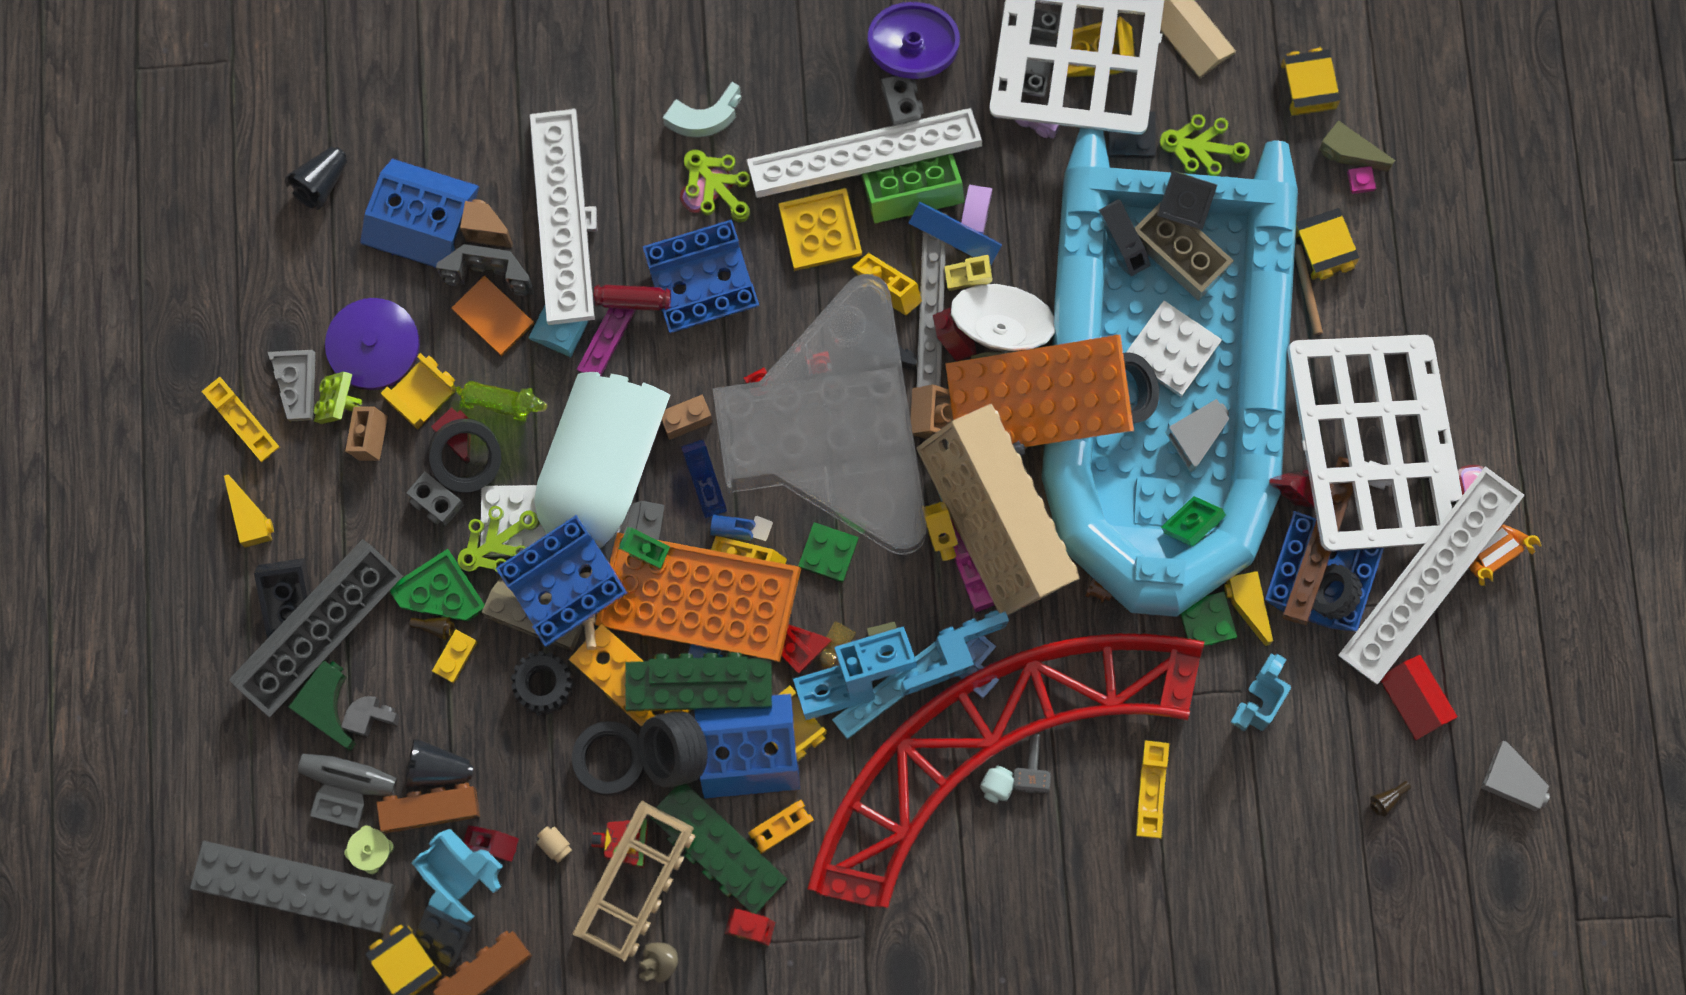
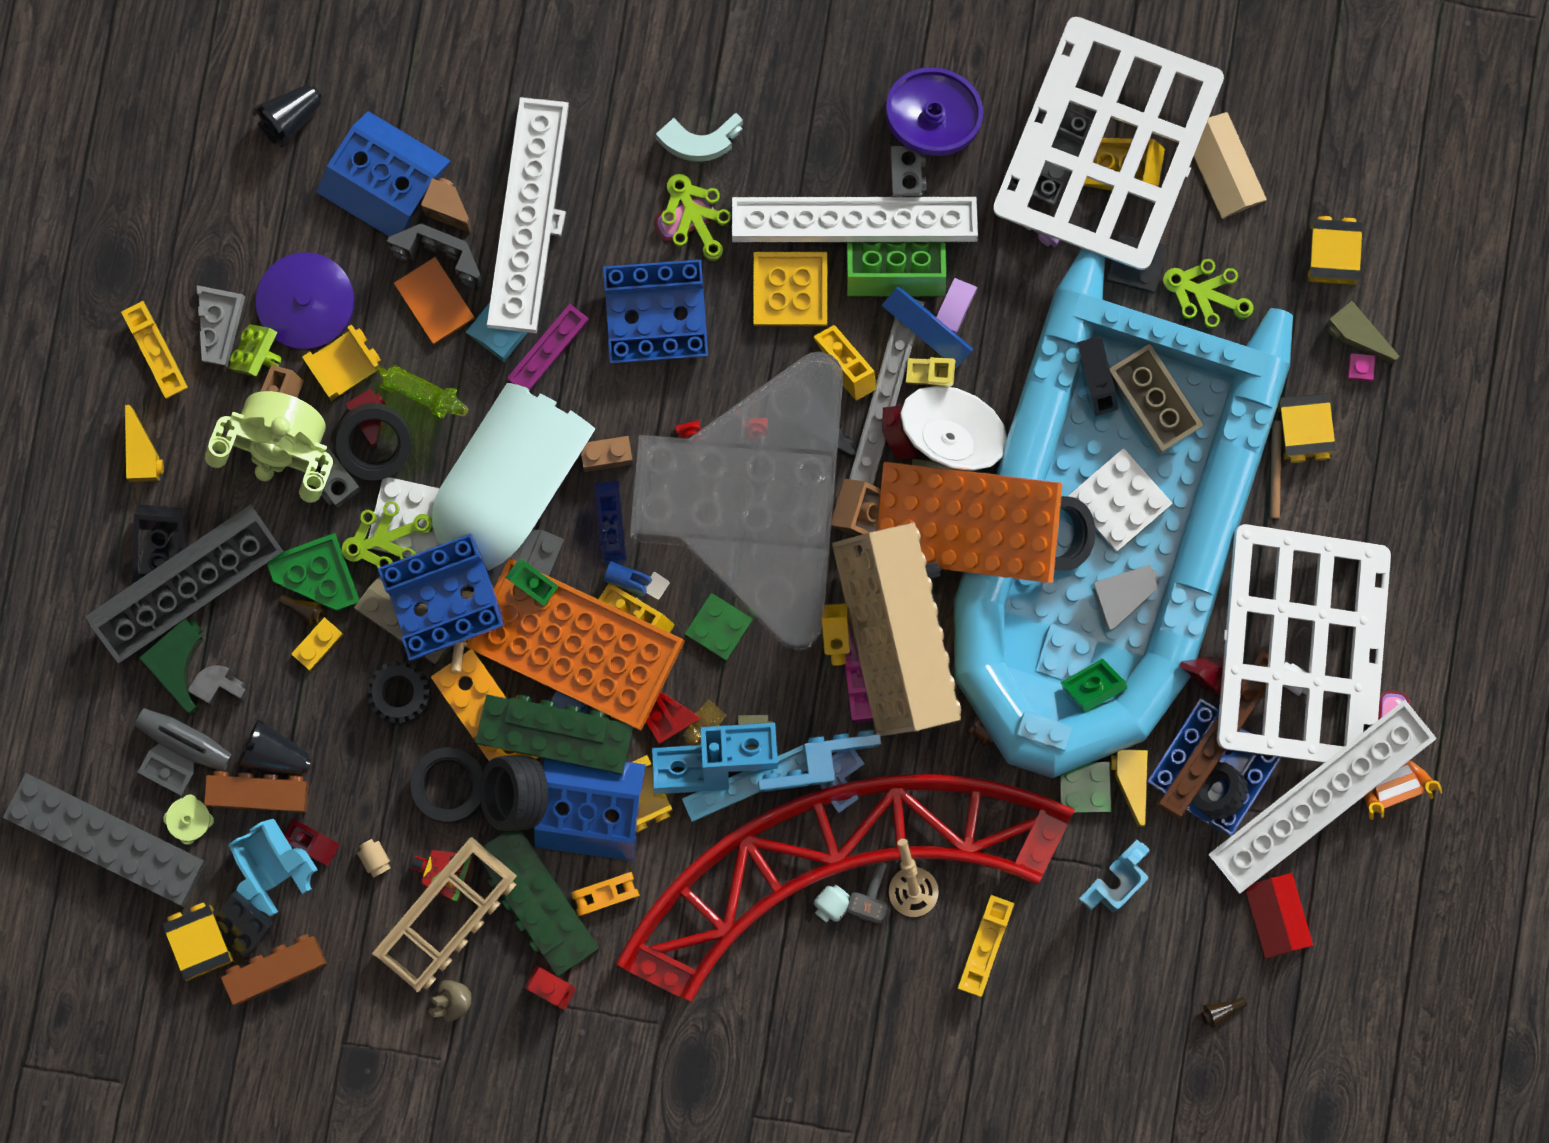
camera: 10 degrees right, 5 degrees up
(374, 466) = (278, 435): none -> yellowish green piece
(632, 297) = (580, 317): dark red axle -> none
(1069, 750) = (912, 885): none -> tan dish
(1187, 199) = (1170, 352): black plate -> none
(1514, 779) = (1353, 1022): light grey slope -> none

